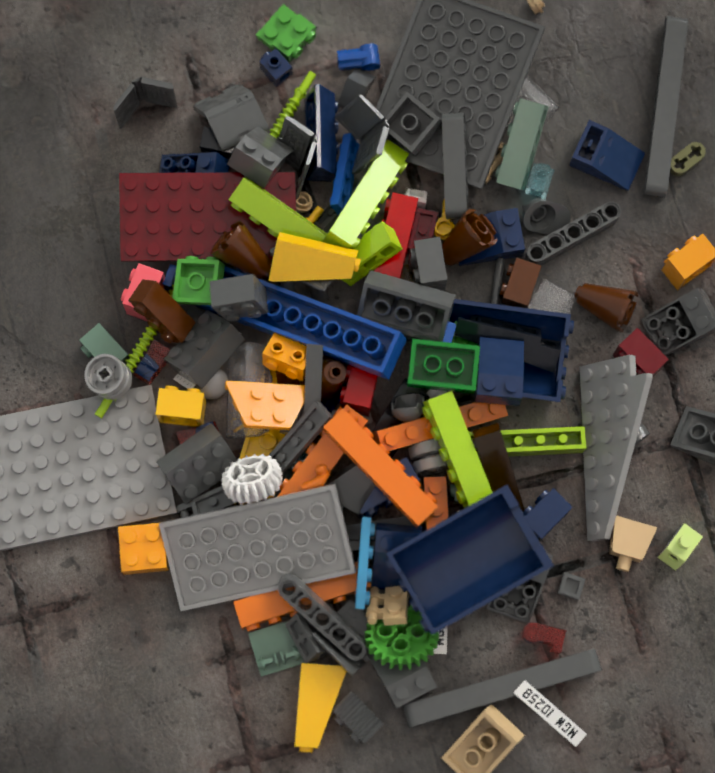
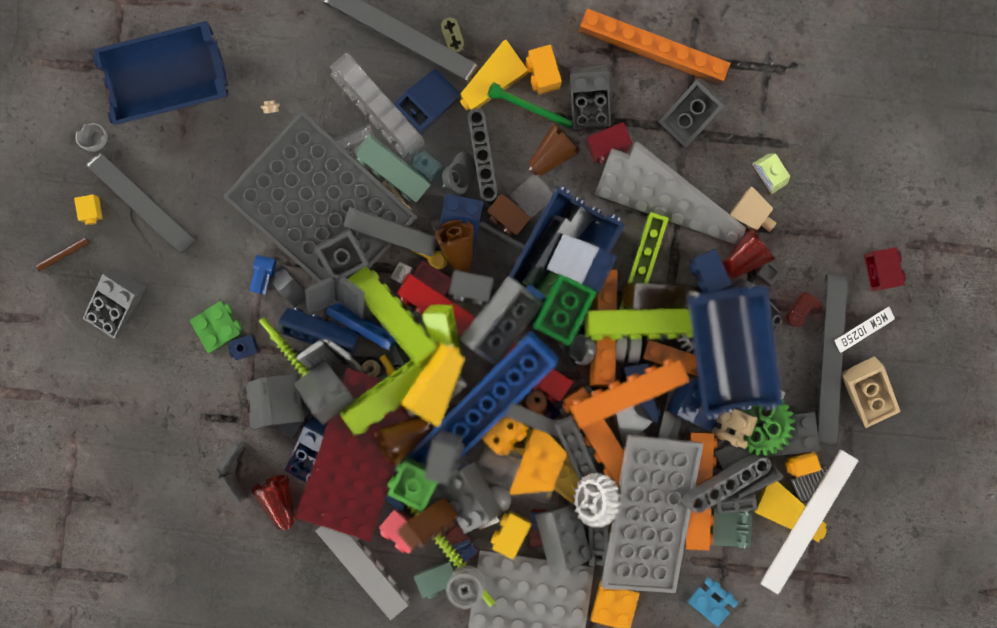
camera: 65 degrees left, 10 degrees up
(86, 273) = (366, 571): none -> light grey brick
(127, 155) = (276, 501): none -> clear red cone
(178, 656) = (708, 606): none -> dark azure plate
(313, 725) = (809, 522): none -> white tile
(320, 480) = (619, 445): orange arm -> none
(364, 573) = (704, 436): dark azure plate -> none
(374, 695) = (802, 464): none -> light orange brick
(579, 551) = (747, 256): none -> clear red cone
(580, 106) = (381, 110): none -> clear brick
(625, 707) = (884, 269): none -> dark red brick
(646, 220) = (496, 91): none -> green piece
(661, 216) = (502, 68): none -> yellow slope

